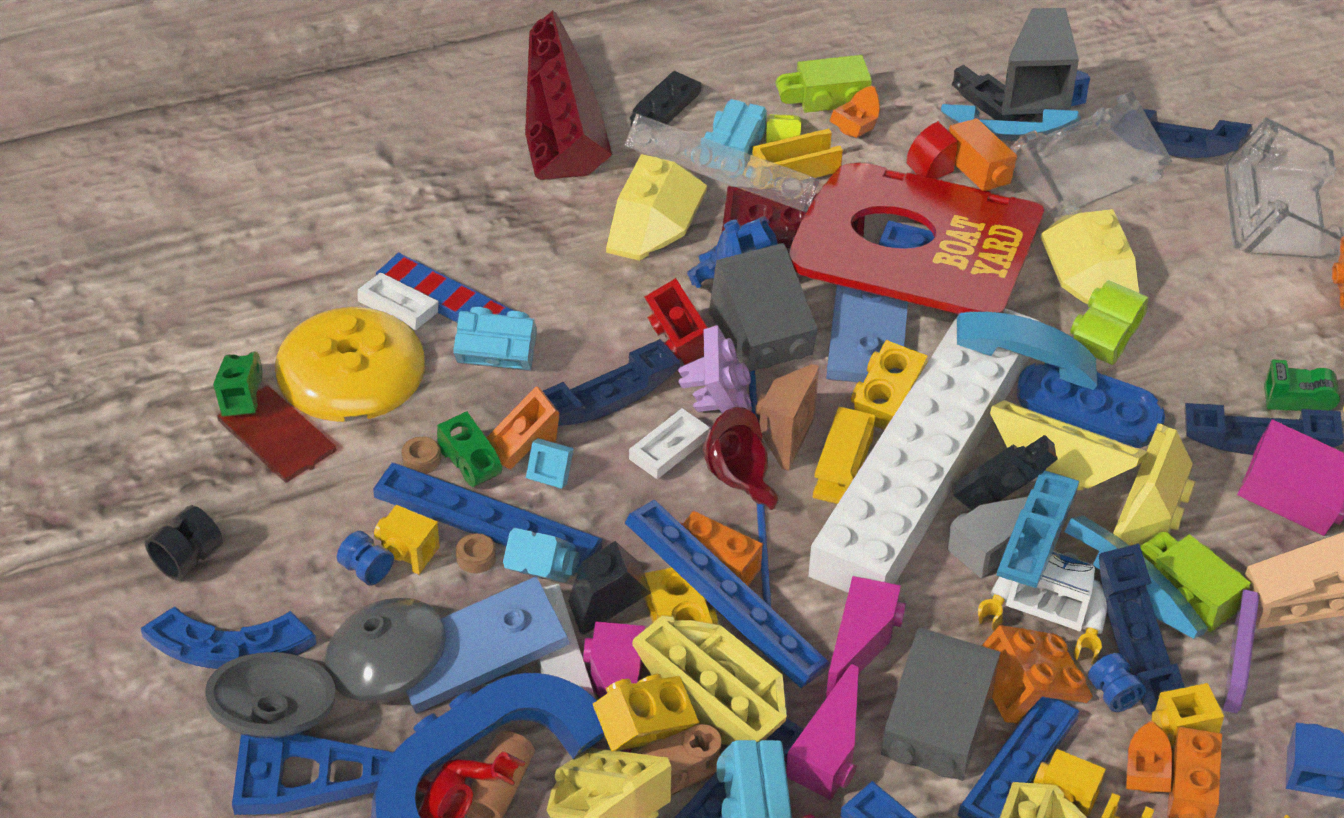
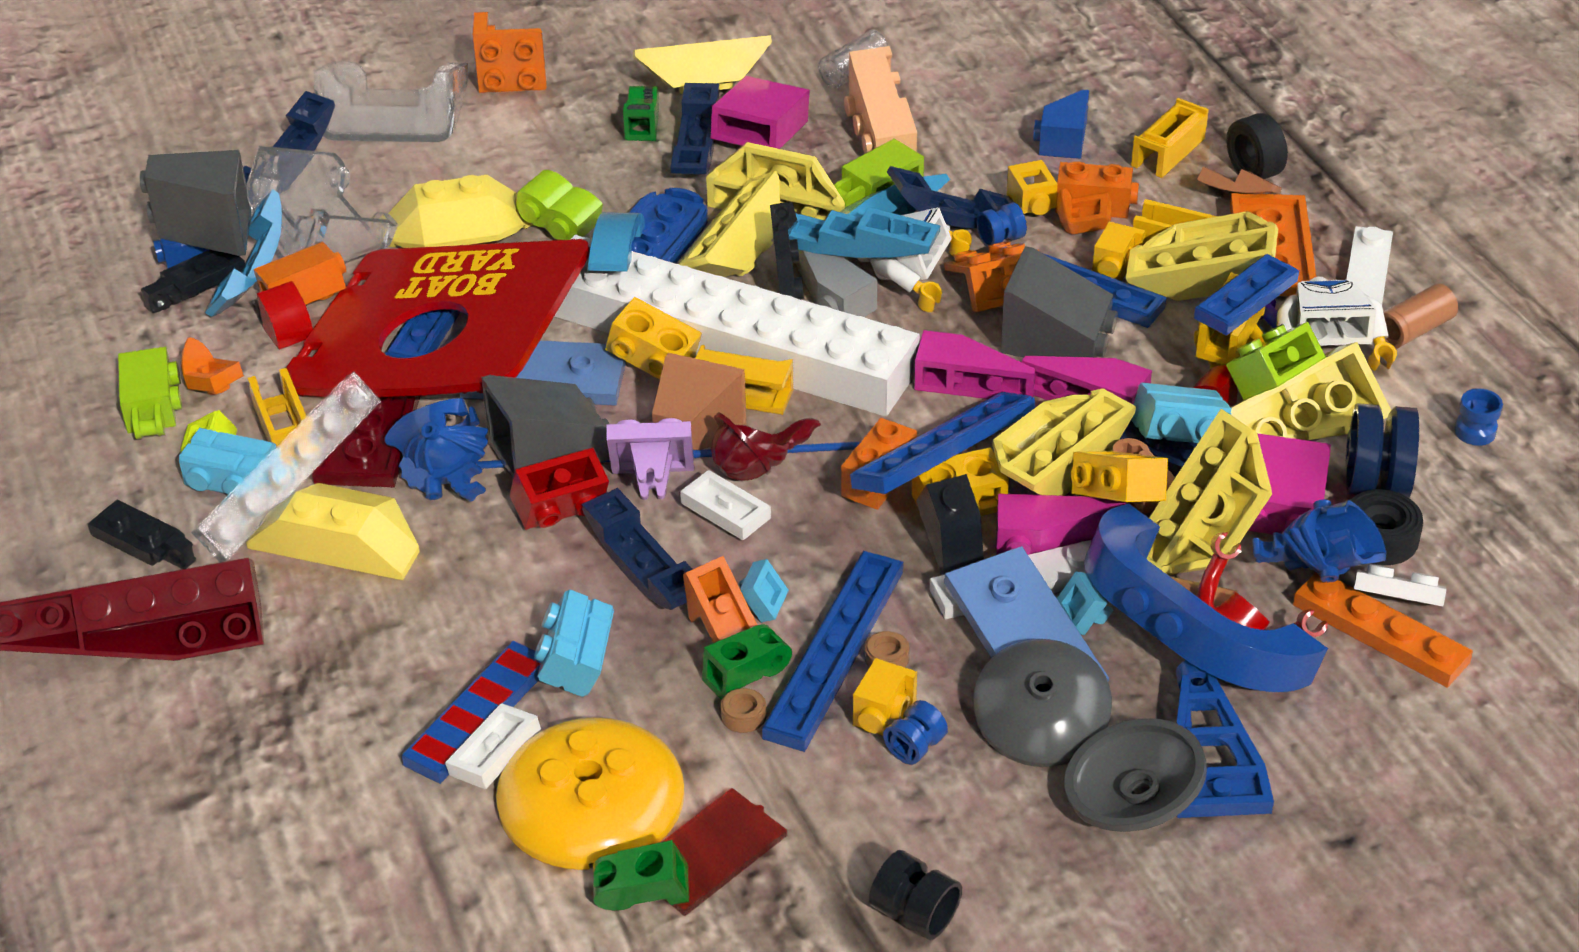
camera: 90 degrees left, 5 degrees down
(211, 648) = (1048, 849): blue tile -> none
(540, 555) = (920, 569): medium azure brick -> none
(1241, 651) = (962, 159): medium lavender tile -> none

